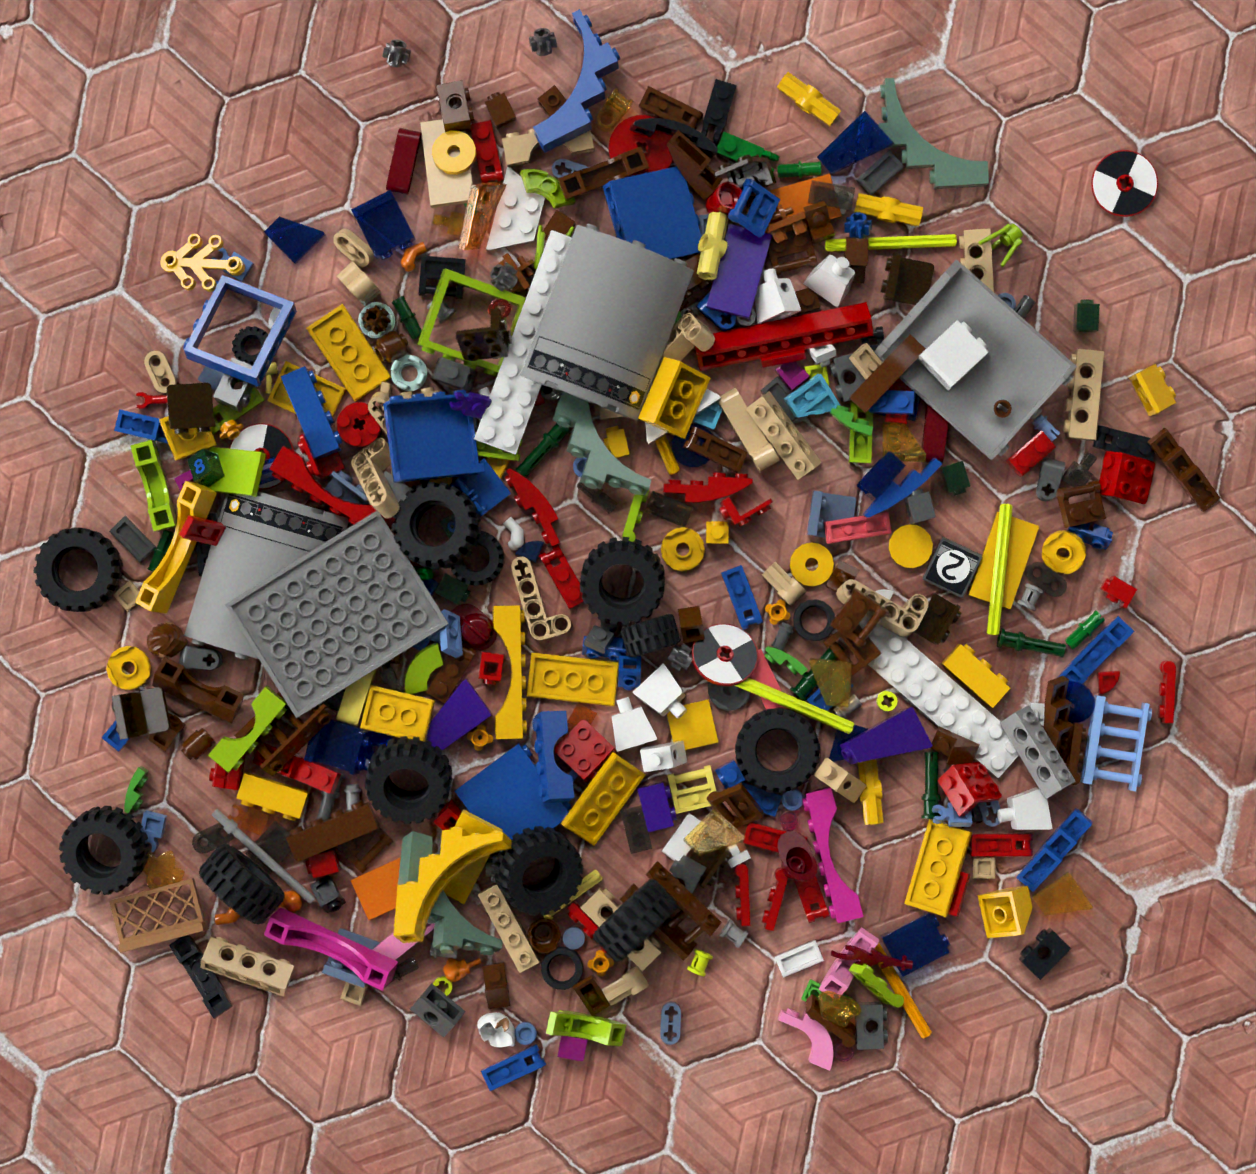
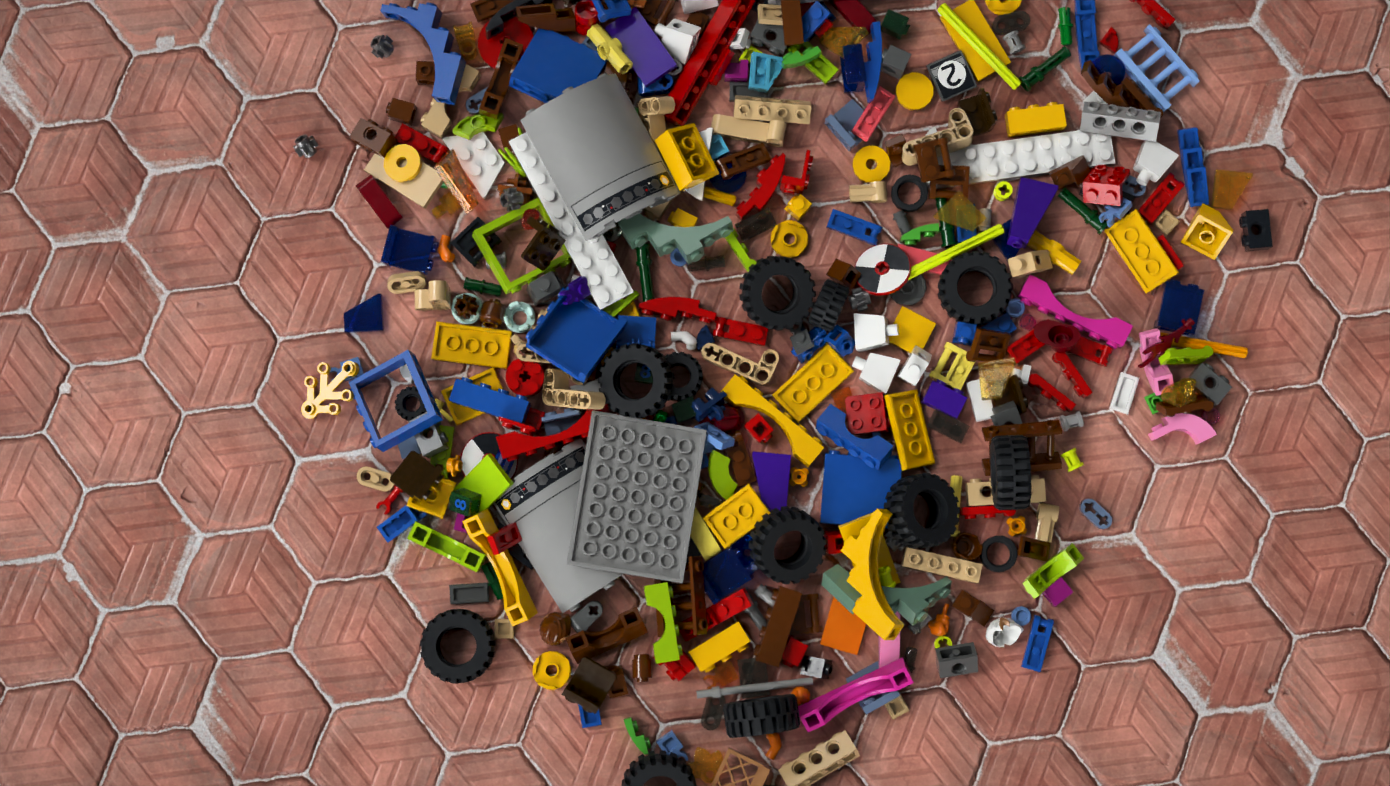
camera: 55 degrees left, 5 degrees down
(454, 888) = (885, 577): none -> neon yellow bush
(481, 608) = (713, 408): none -> dark blue hips
(573, 938) = (984, 529): sand blue tile -> none
(780, 605) = (887, 209): light orange plate -> none

